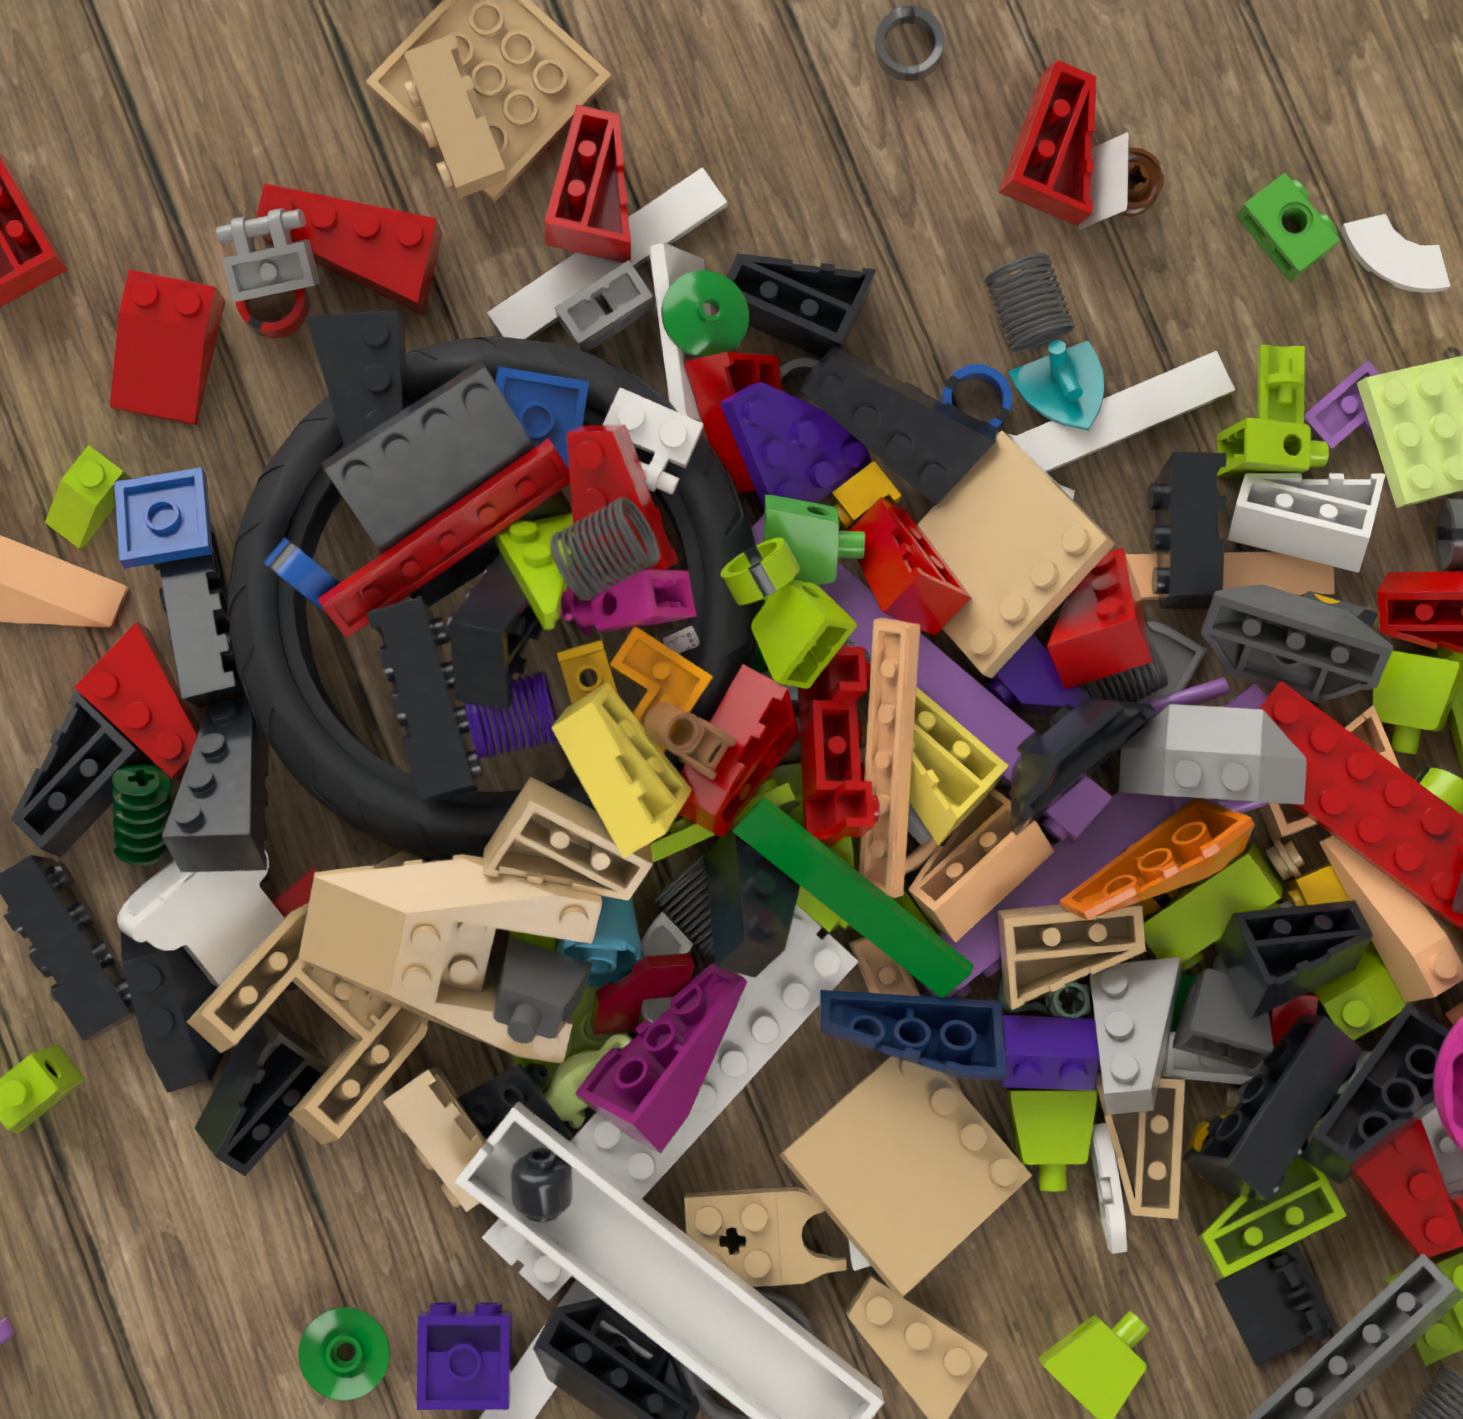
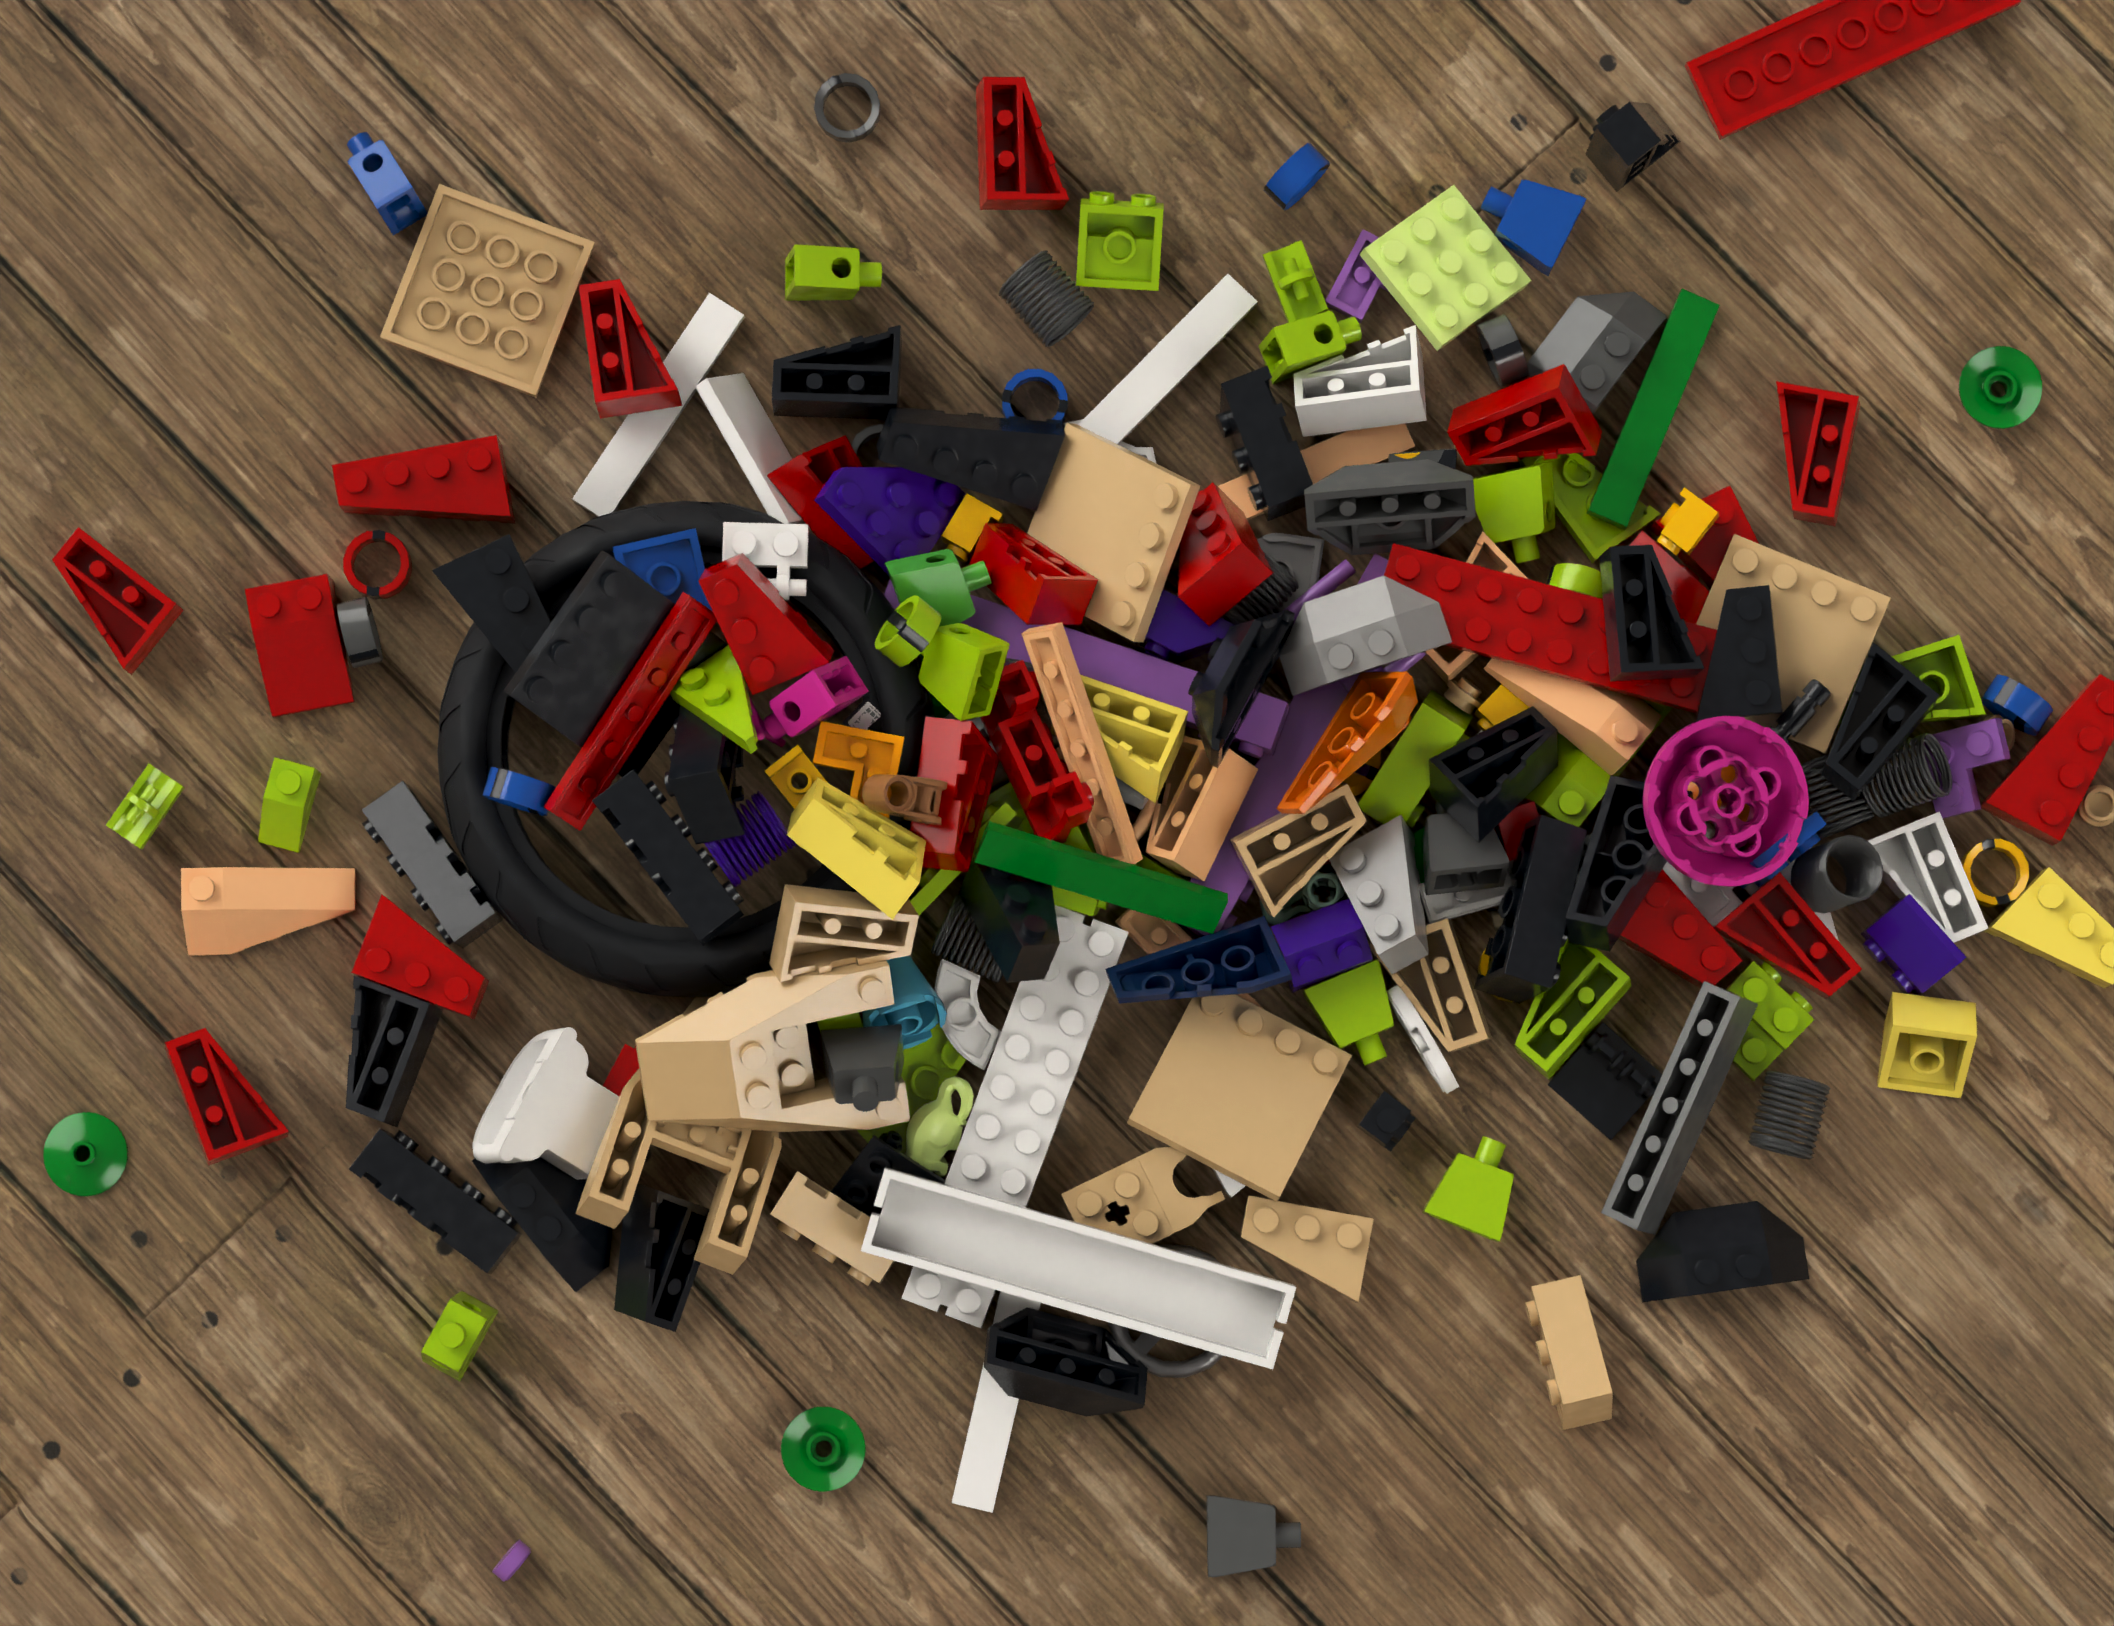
camera: 20 degrees left, 0 degrees up
(140, 813) = (456, 1059): dark green piece -> none
(163, 517) = (368, 794): plate -> none
(223, 795) = (523, 1010): black wedge -> none
(225, 358) = (359, 632): none -> dark grey piece
(271, 269) = (371, 538): light grey plate -> none
(453, 117) = (475, 341): tan wedge -> none
(464, 1357) = (928, 1409): dark purple plate -> none
(541, 1185) = (935, 1224): black head -> none
(584, 562) = (748, 675): dark grey piece -> none
(605, 307) = (676, 453): light grey brick -> none
(654, 977) = (958, 1015): dark red tile -> none
(659, 1073) = (996, 1096): magenta wedge -> none
(690, 326) = (755, 439): green dish -> none
(811, 192) = (811, 274): none -> lime torso
(1039, 1254) = (1386, 1121): none -> black brick
(1063, 385) = (1105, 358): teal shield -> none
(1109, 180) = (1071, 163): white sticker -> none
(1123, 277) = (1119, 242): none -> lime plate
(1147, 171) = (1080, 165): reddish brown wheel -> none
(1288, 251) = (1258, 159): bright green brick -> none
(1324, 282) = (1296, 176): none -> blue piece
(1395, 258) = (1352, 127): white tile -> none

